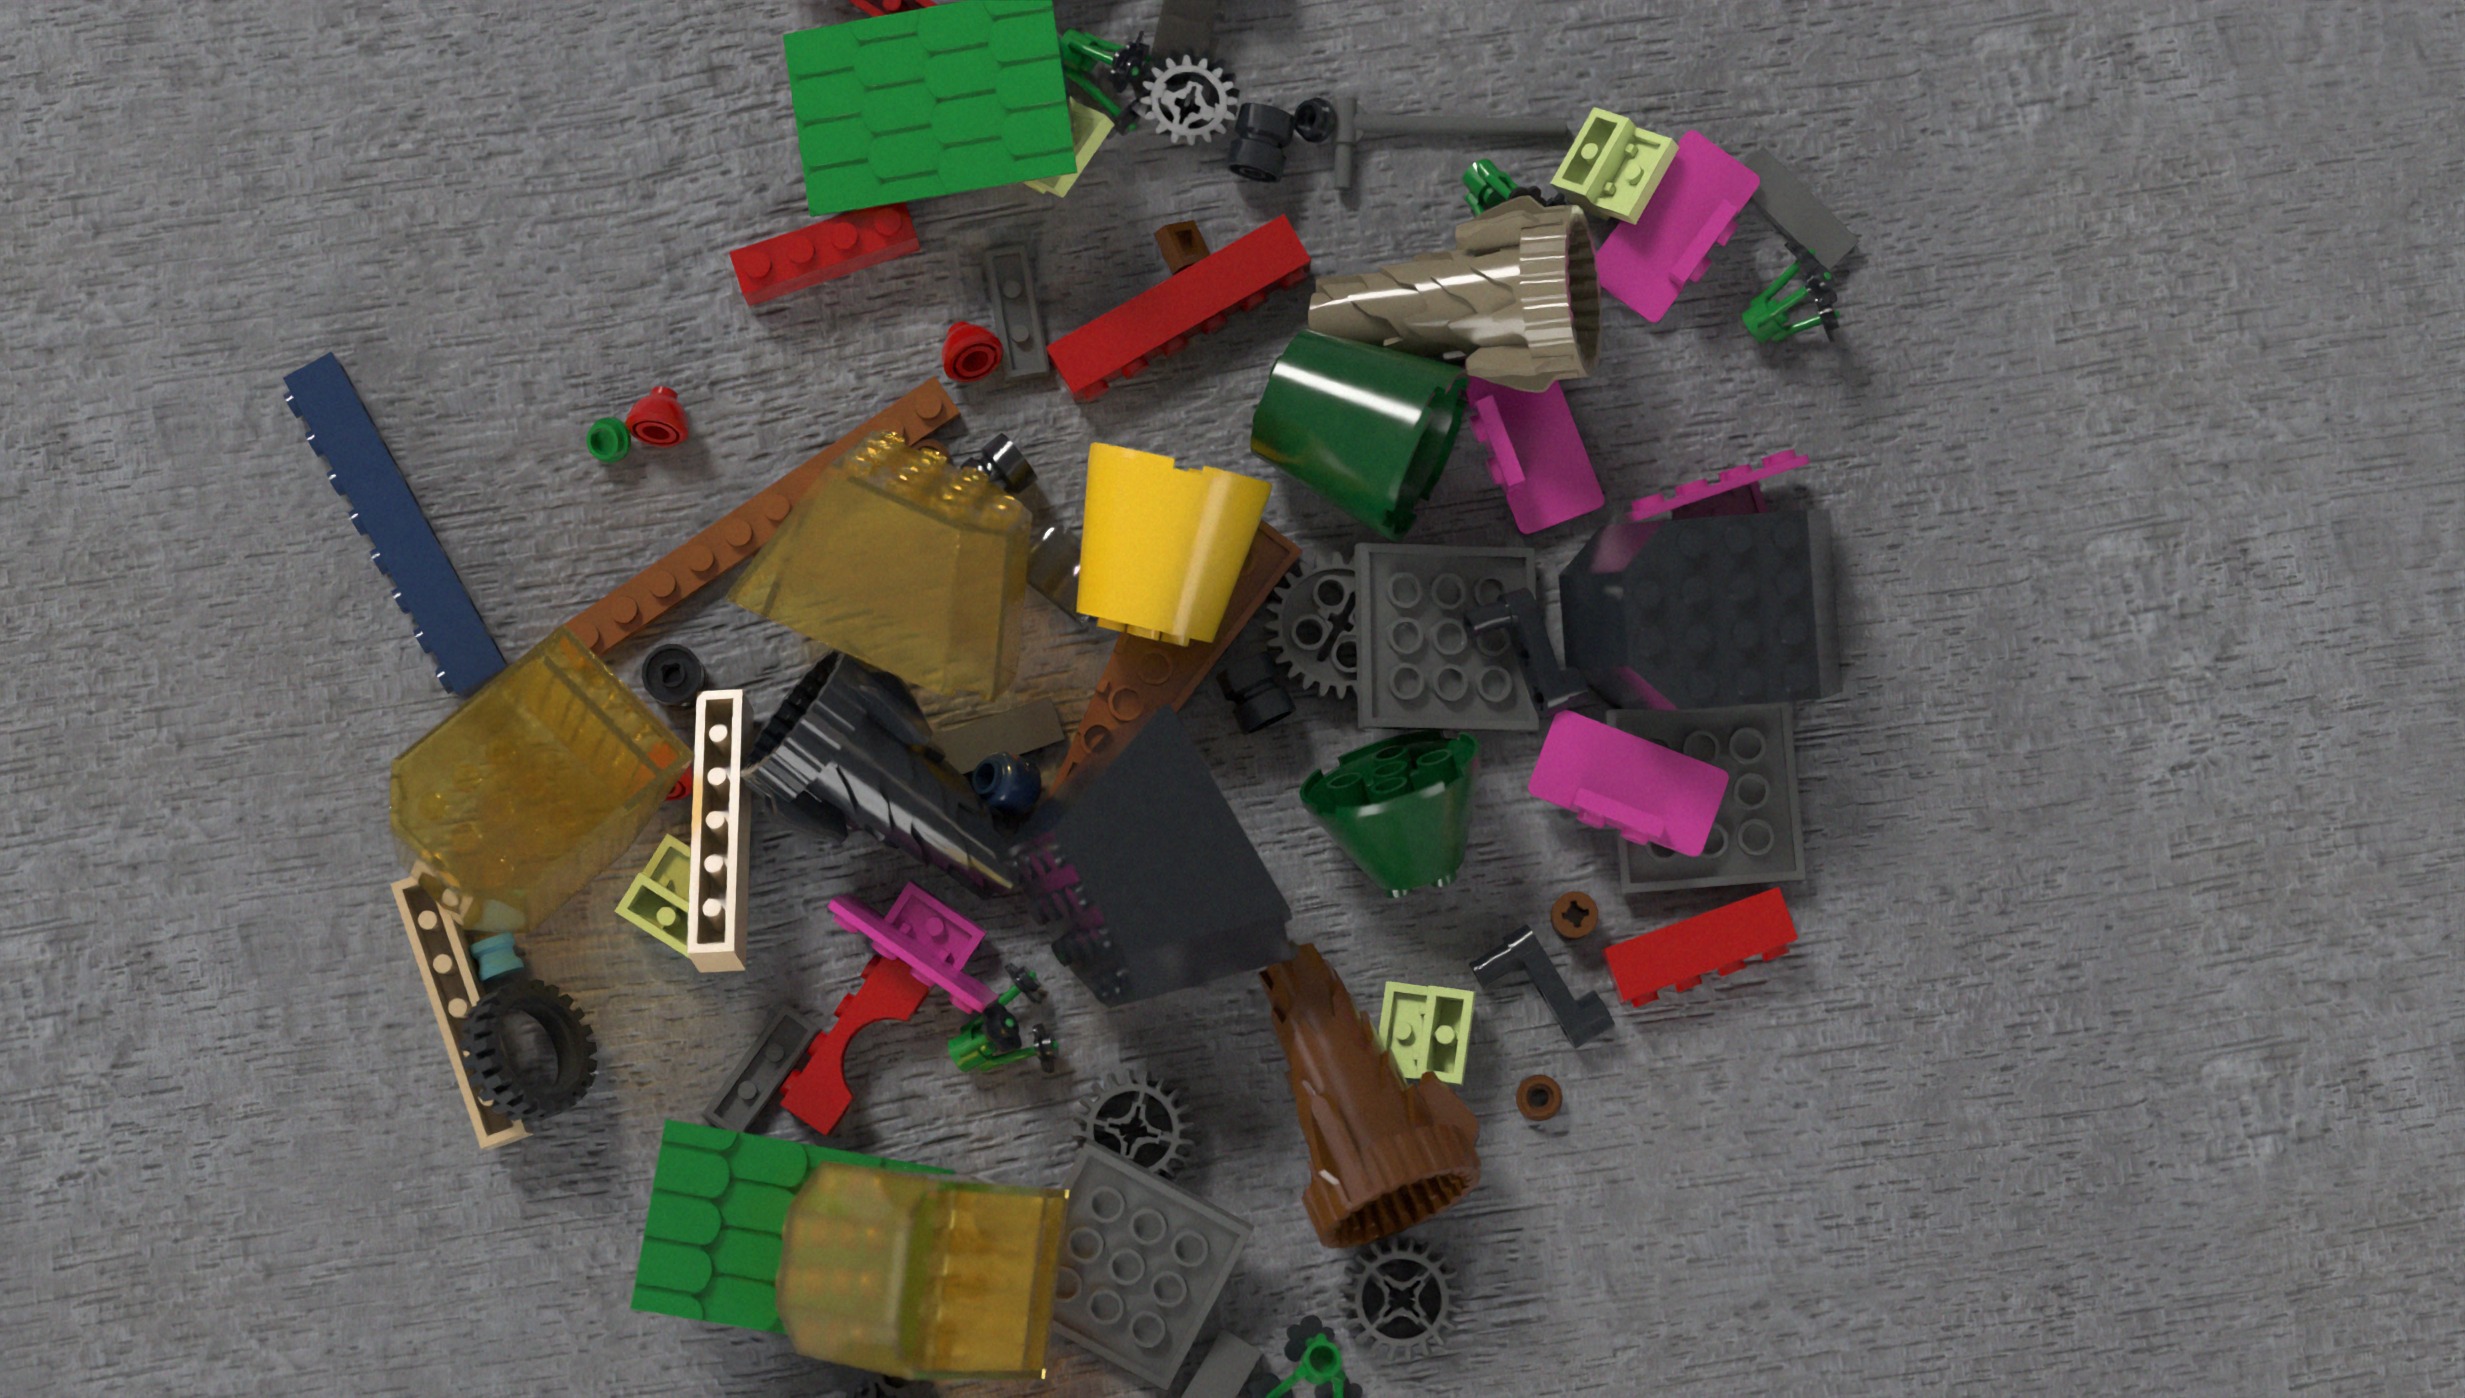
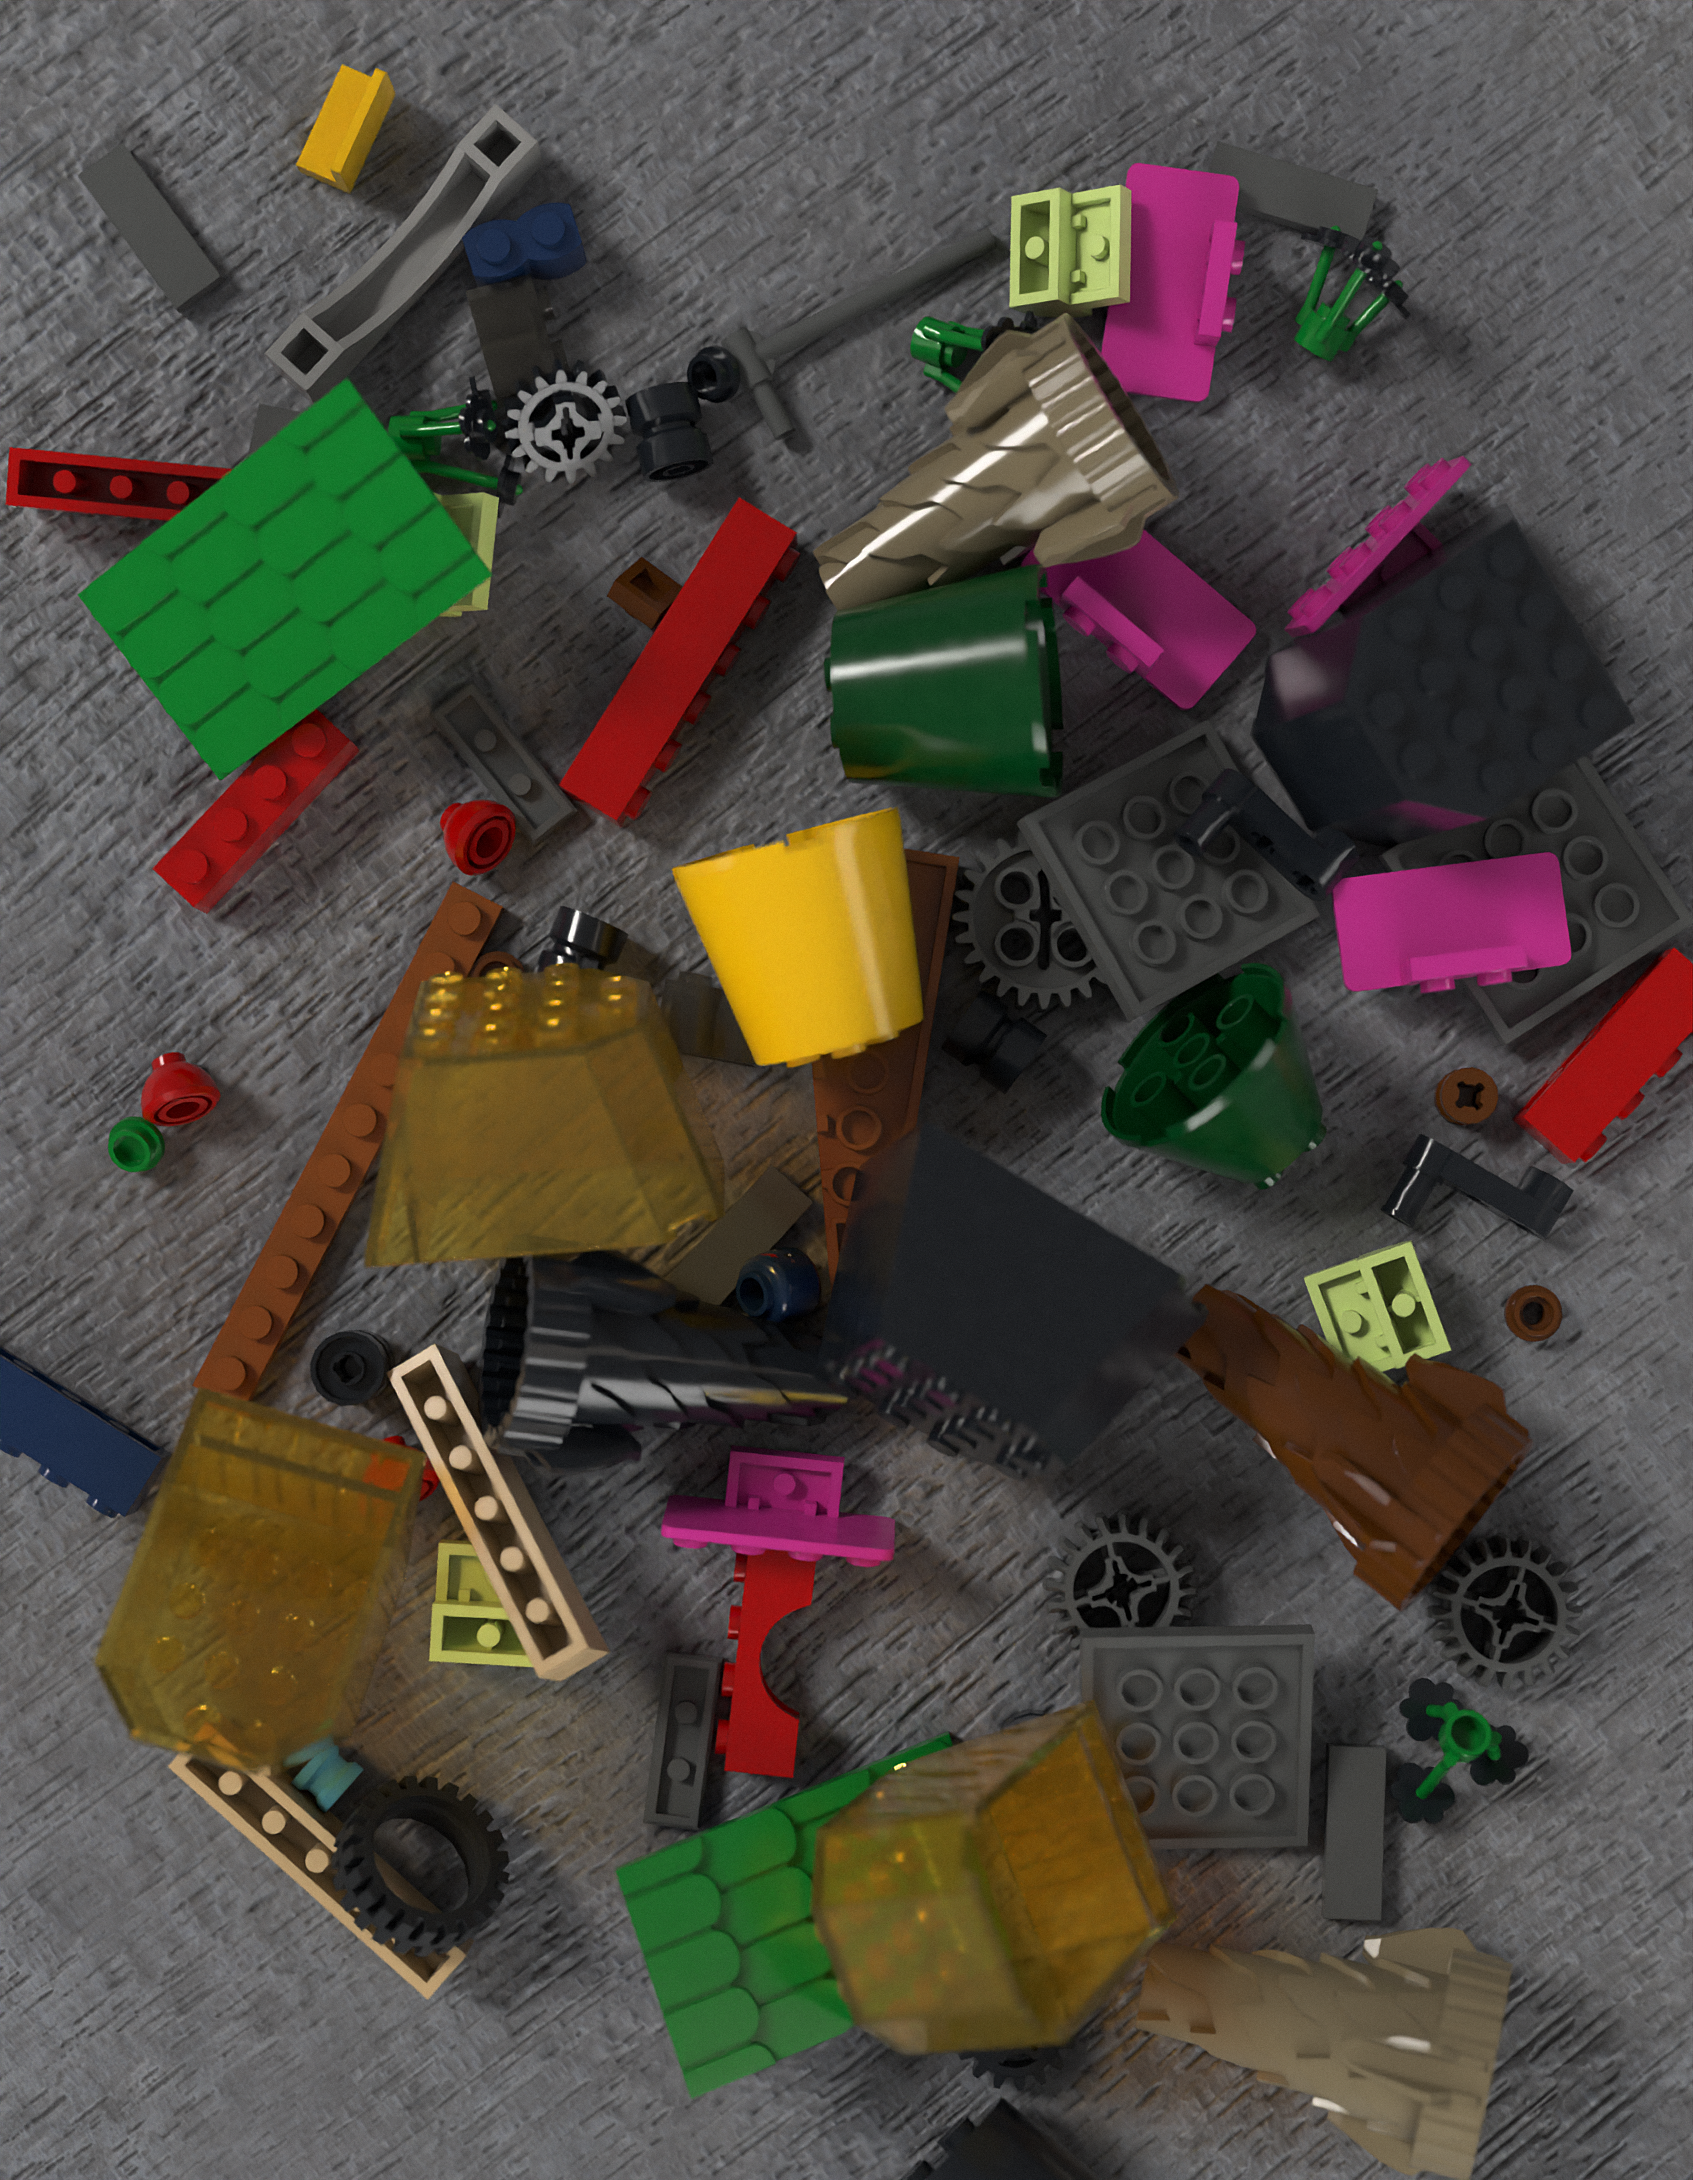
camera: 25 degrees left, 5 degrees up
(1001, 1029) = (920, 1560): plant -> none

